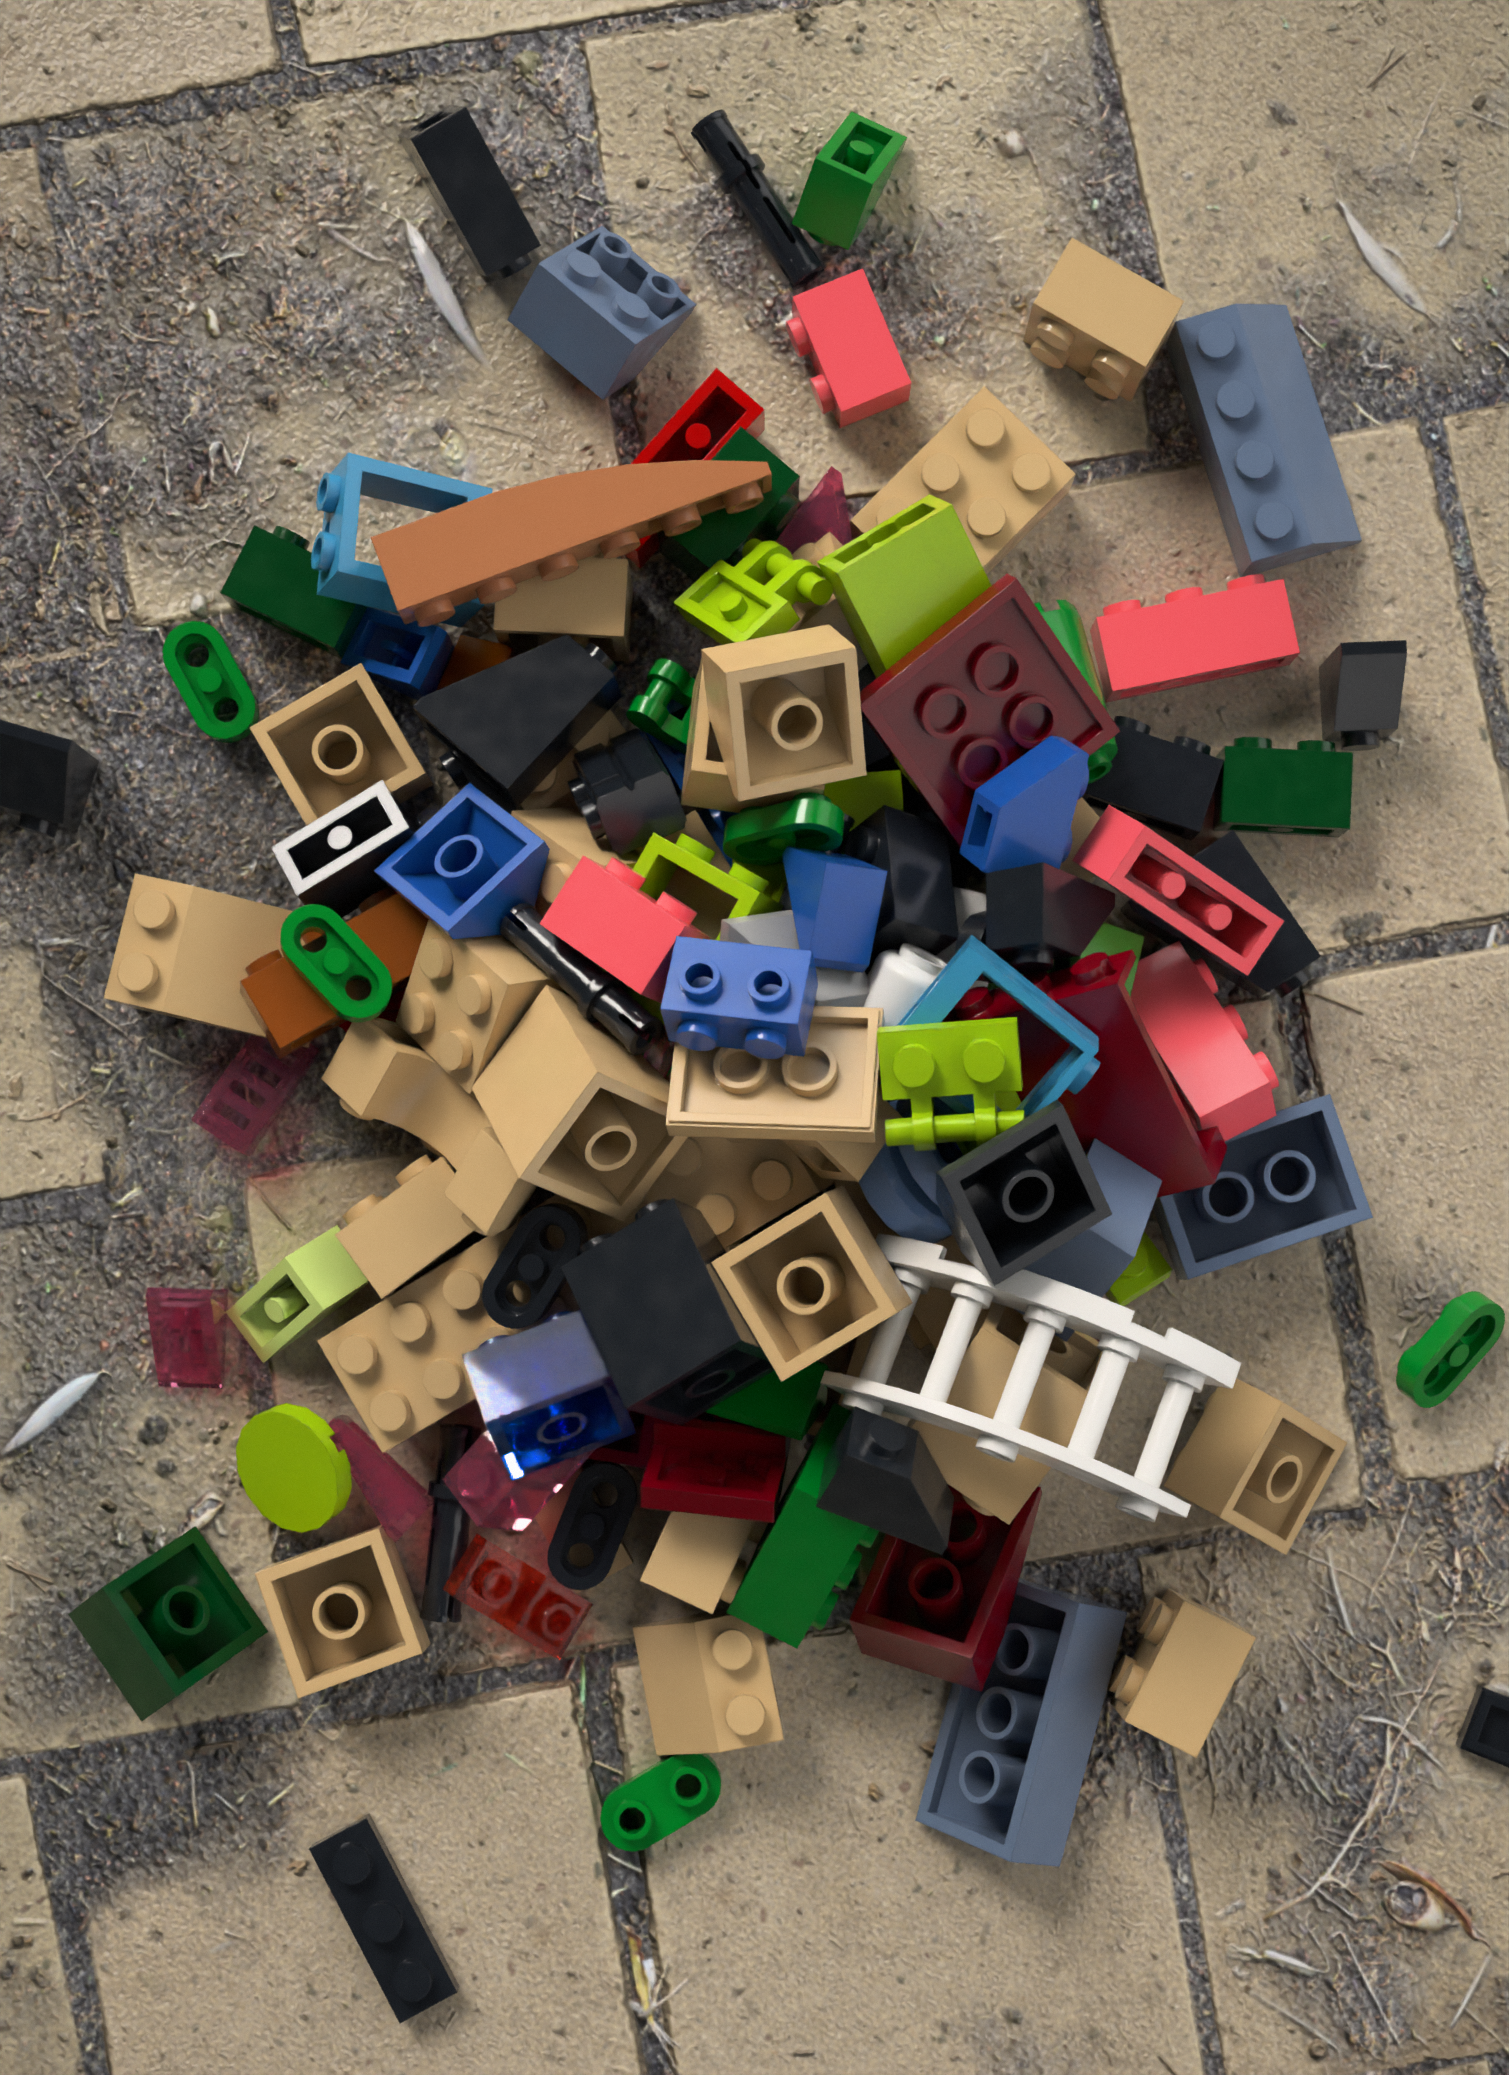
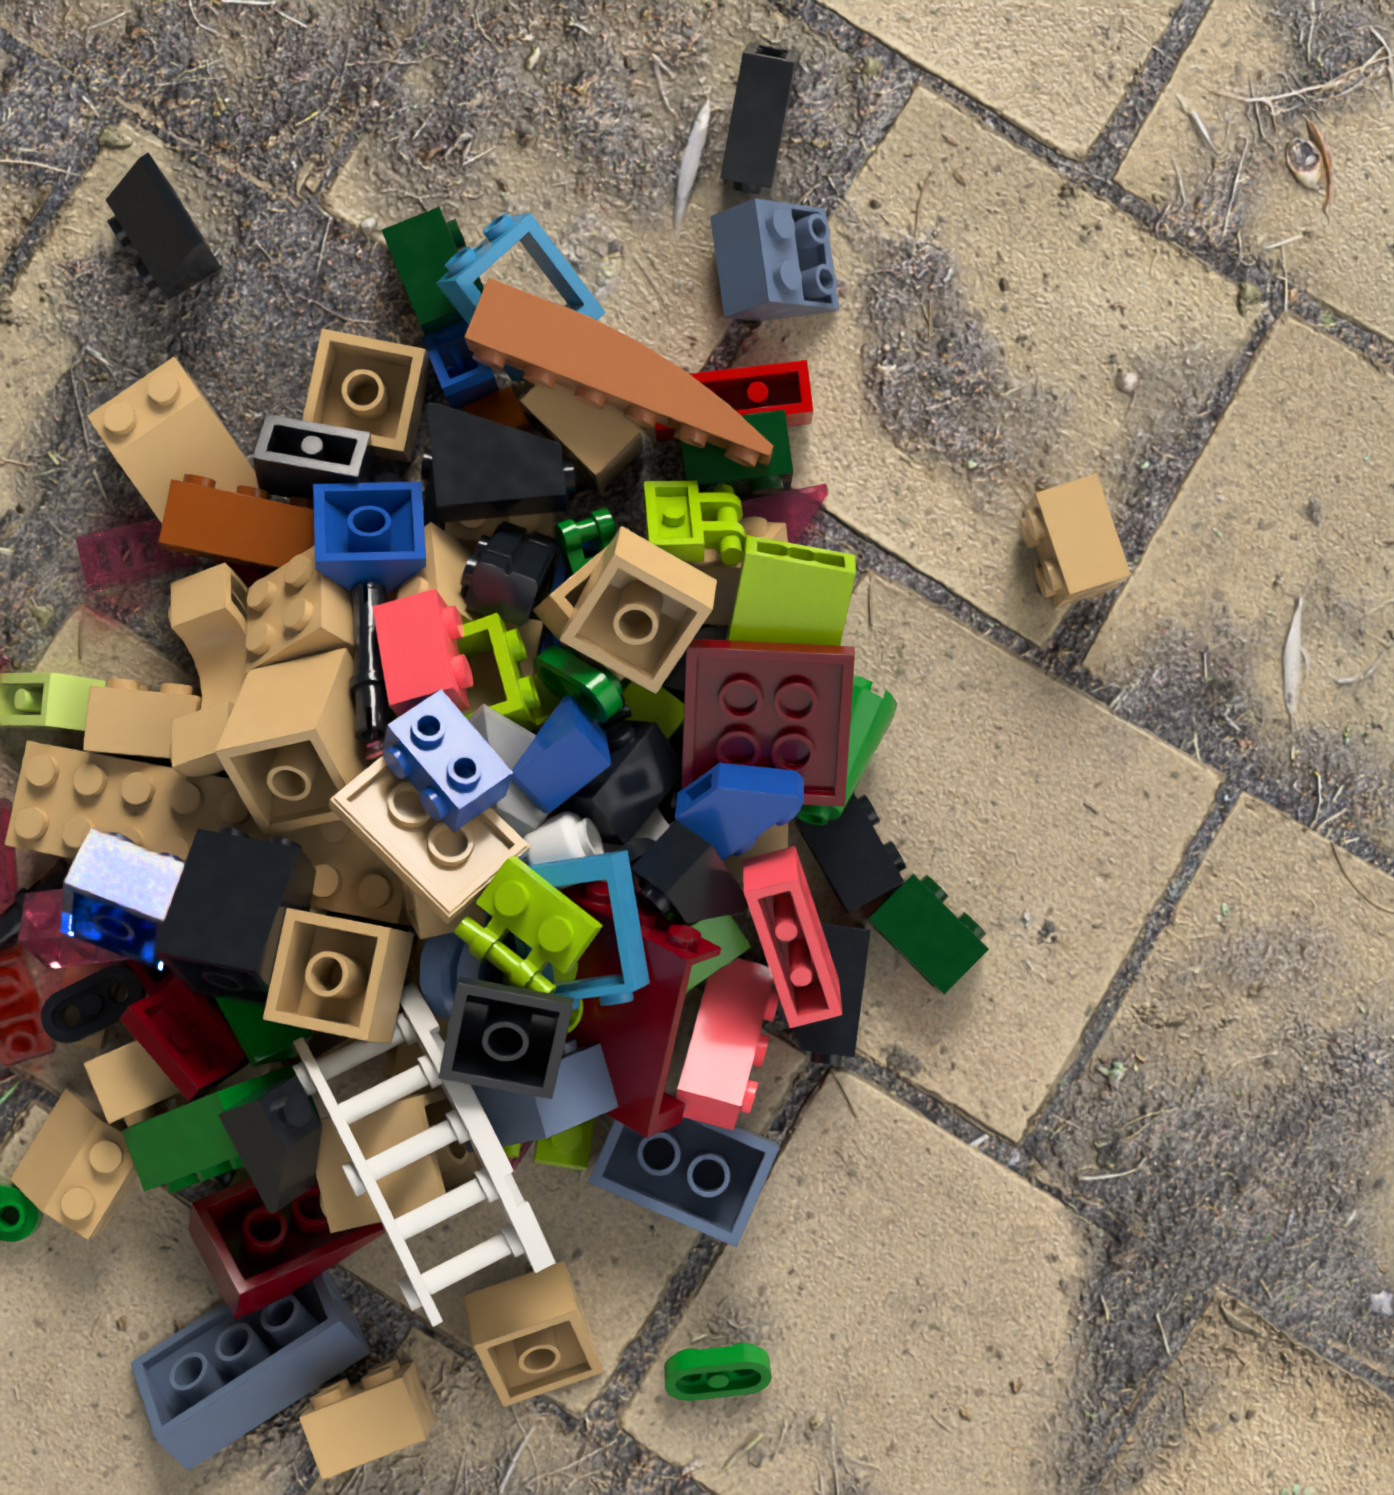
camera: 40 degrees right, 0 degrees up
(212, 684) = (330, 281): green plate -> none
(337, 964) = (237, 521): green plate -> none
(534, 1261) = (190, 809): black plate -> none
(744, 179) = (937, 257): black pin -> none
(847, 181) = (1000, 314): green slope -> none
(849, 349) = (906, 421): coral brick -> none
(990, 473) = (906, 575): tan brick -> none
(1194, 637) = (958, 789): coral brick -> none
(1261, 436) = (1116, 702): sand blue slope -> none
(1362, 693) = (1028, 918): black slope -> none

